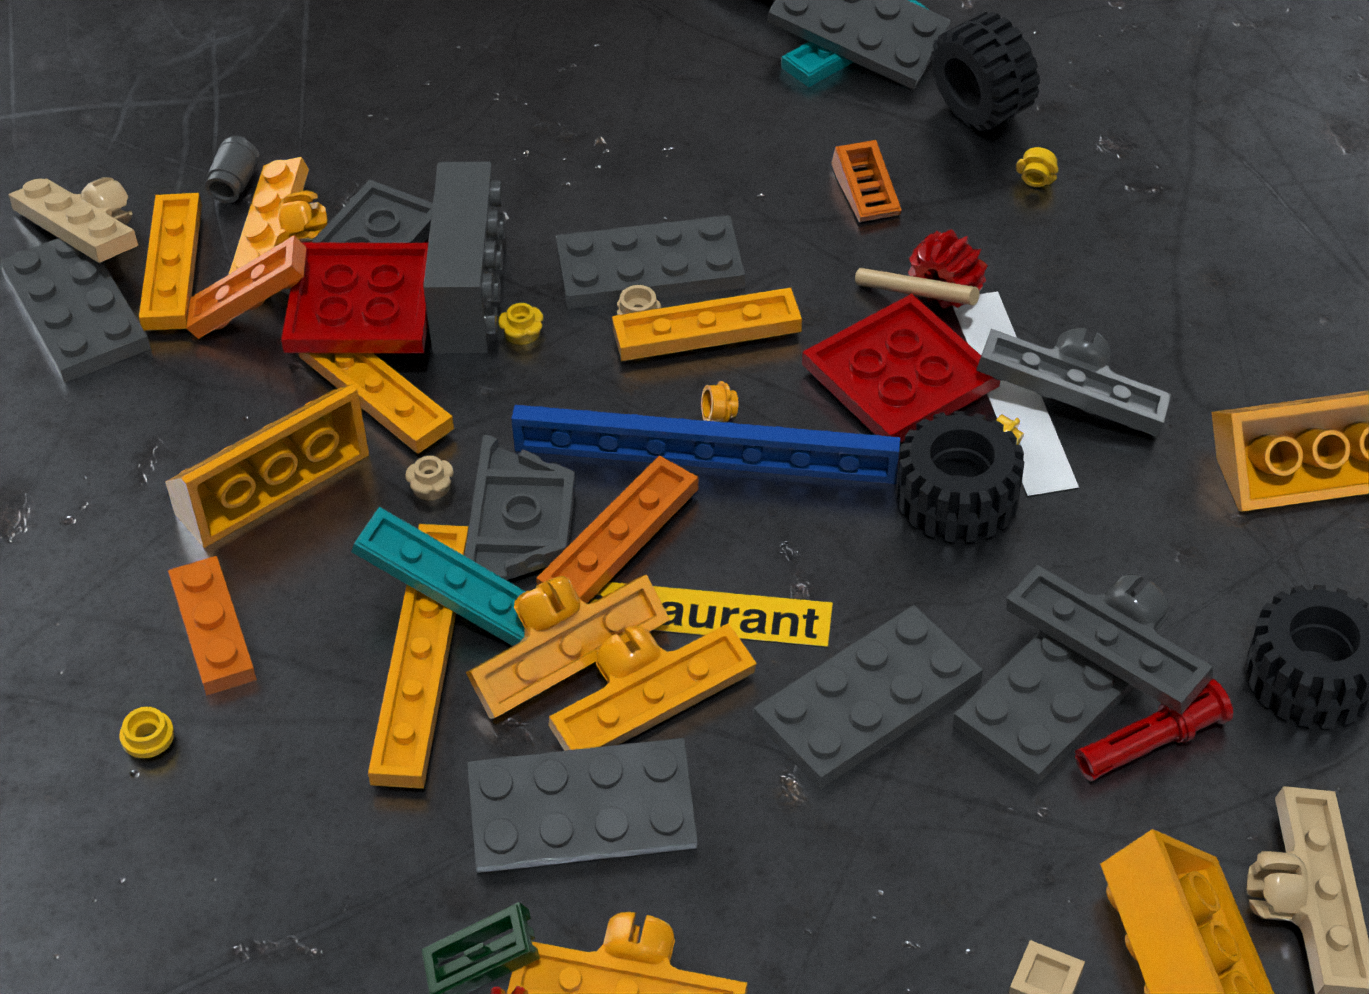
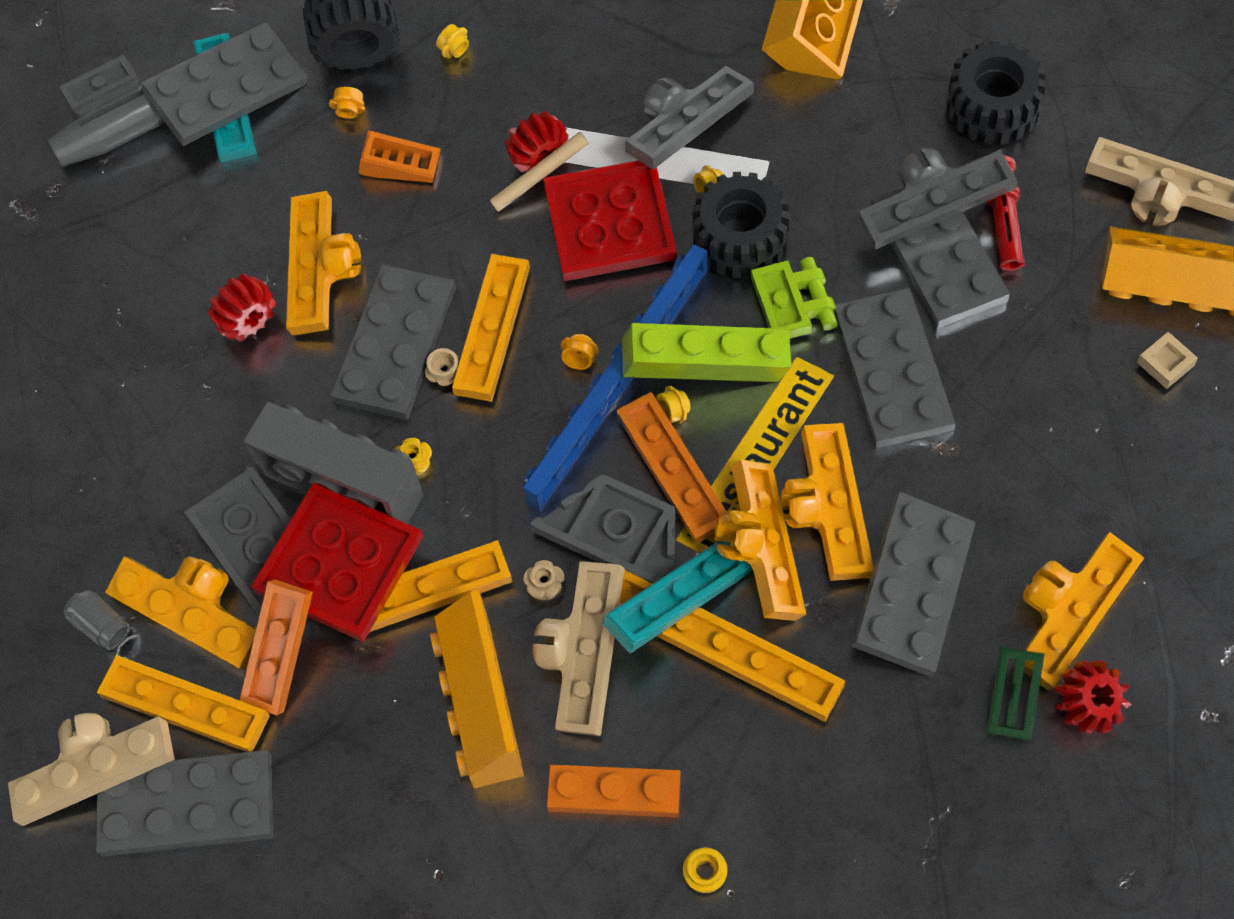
camera: 60 degrees left, 15 degrees up
(343, 520) = (582, 648): none -> tan plate
(610, 128) = (241, 307): none -> red gear
(696, 506) = (674, 404): none -> yellow plate
(704, 167) = (315, 262): none -> light orange plate
(762, 493) = (706, 352): none -> lime brick
(892, 552) = (782, 301): none -> lime plate
(905, 119) = (347, 102): none -> light orange plate

